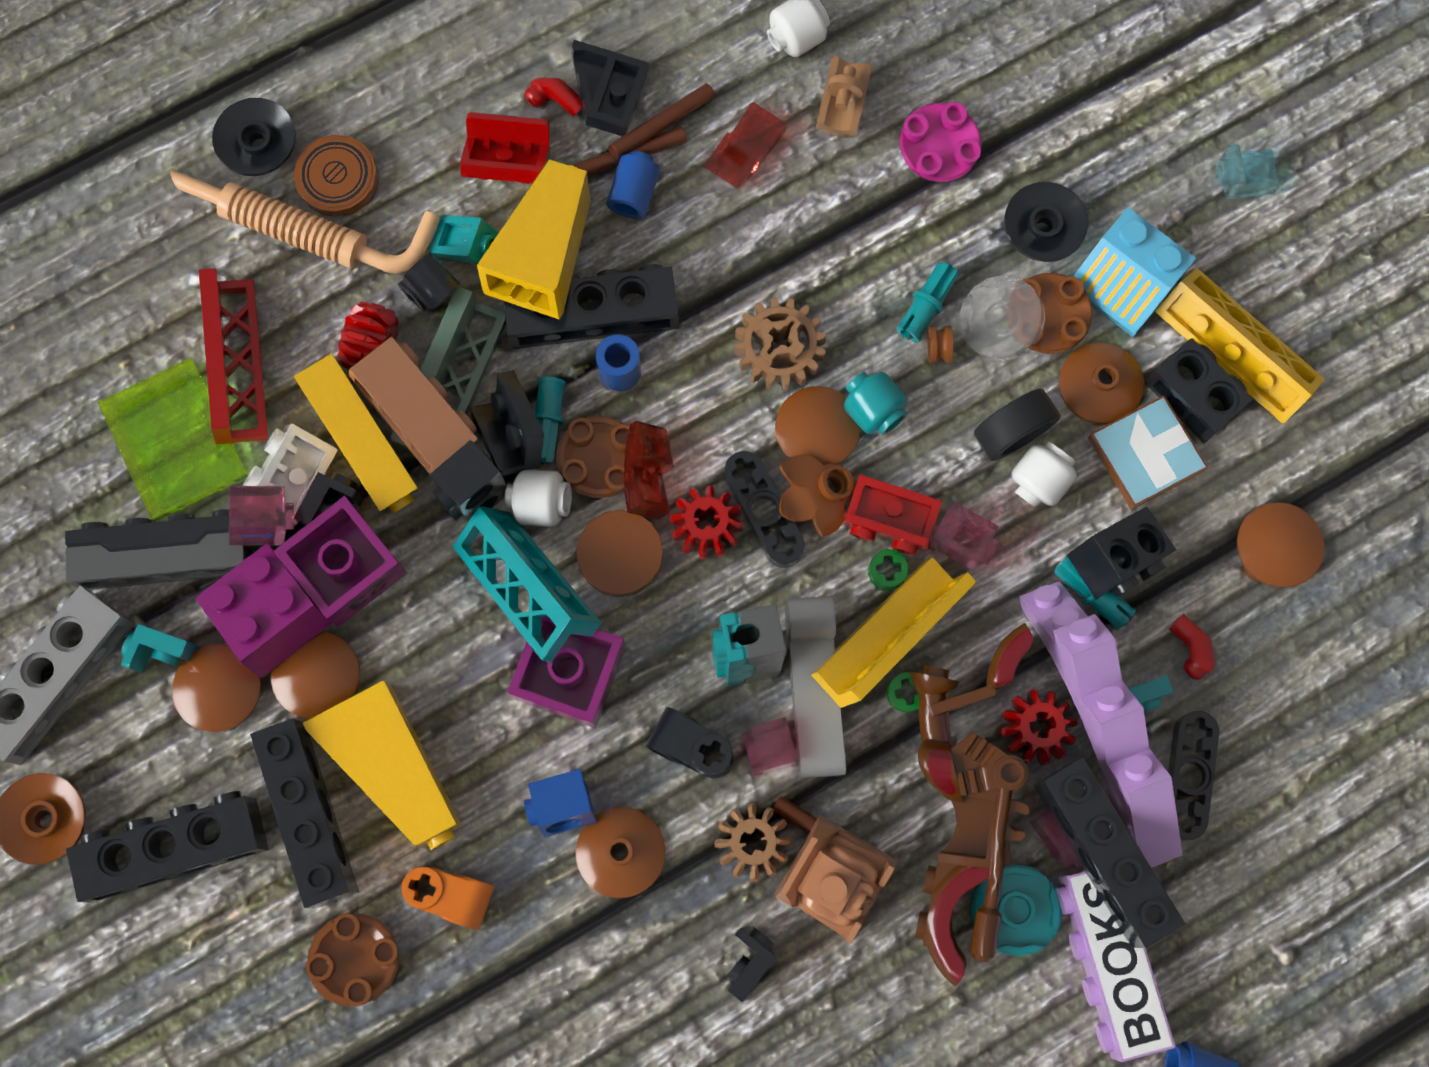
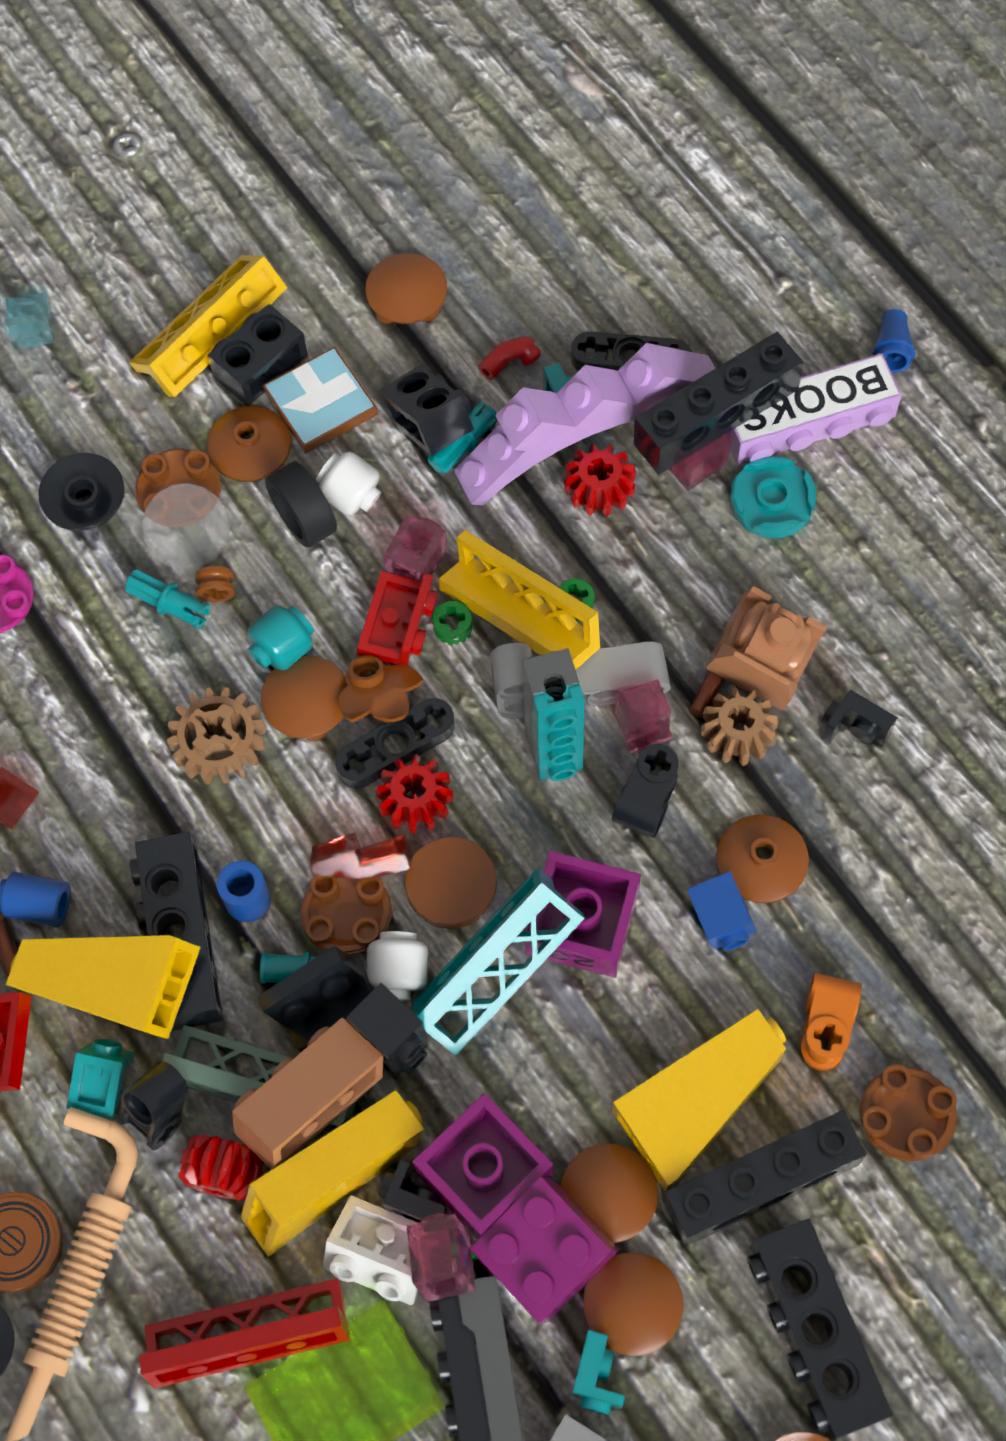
camera: 90 degrees left, 10 degrees down
(981, 787) = (673, 512): reddish brown piece -> none
(1132, 271) = (134, 412): medium azure slope -> none

